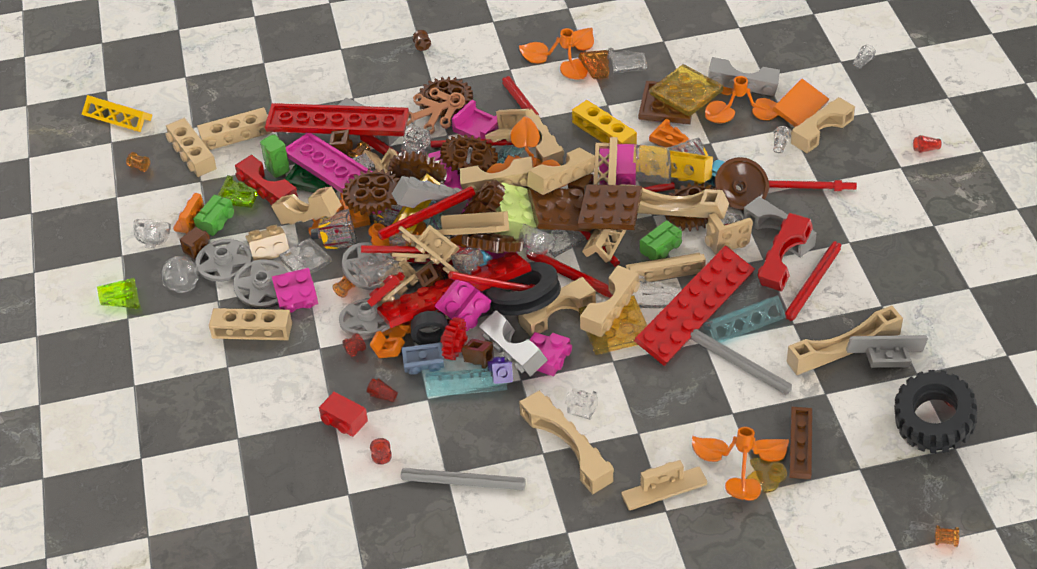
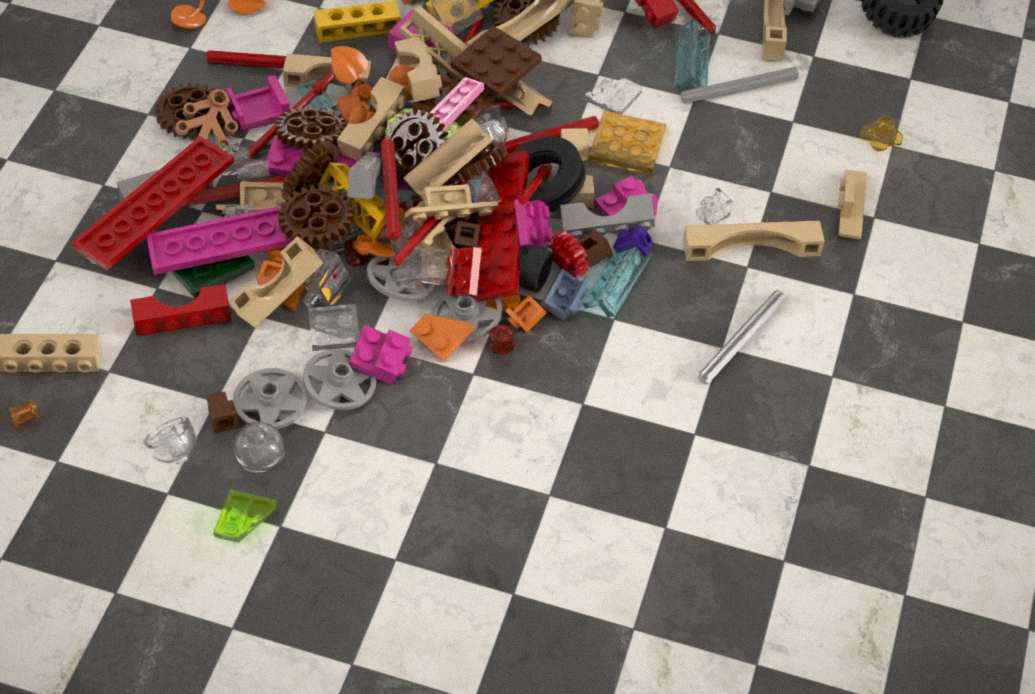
camera: 65 degrees left, 5 degrees up
(186, 218) = (170, 397): orange bracket -> none
(214, 214) = (190, 376): bright green brick -> none
(233, 129) = (60, 297): tan brick -> none
(238, 193) = (171, 344): clear neon green wing -> none
(250, 324) = (396, 413): tan brick -> none
(267, 243) = (280, 344): tan bracket -> none
(275, 156) = (155, 278): bright green brick -> none
(334, 312) = (441, 334): none -> orange wing
(341, 141) = (185, 214): reddish brown brick -> none
(343, 286) = (404, 312): clear orange bush -> none
(343, 414) = (593, 389): red brick -> none
(361, 146) = (207, 210): clear orange bush -> none
(381, 390) = (581, 346): clear red cone -> none
(382, 456) = (667, 385): clear red wheel -> none
(421, 40) = (76, 87): reddish brown wheel -> none
(506, 121) = (303, 77): tan bracket -> none
(539, 204) = (457, 101): none -> bright pink tile
(598, 317) = (598, 107): tan arch -> none
(661, 241) = (554, 61): bright green brick -> none
(669, 267) = (588, 77): tan fence -> none
(694, 305) = (652, 78): red plate -> none
(768, 450) = (858, 117): orange plant -> none
(801, 443) = (863, 94): reddish brown plate -> none
(946, 536) = (1020, 64): clear orange bush -> none

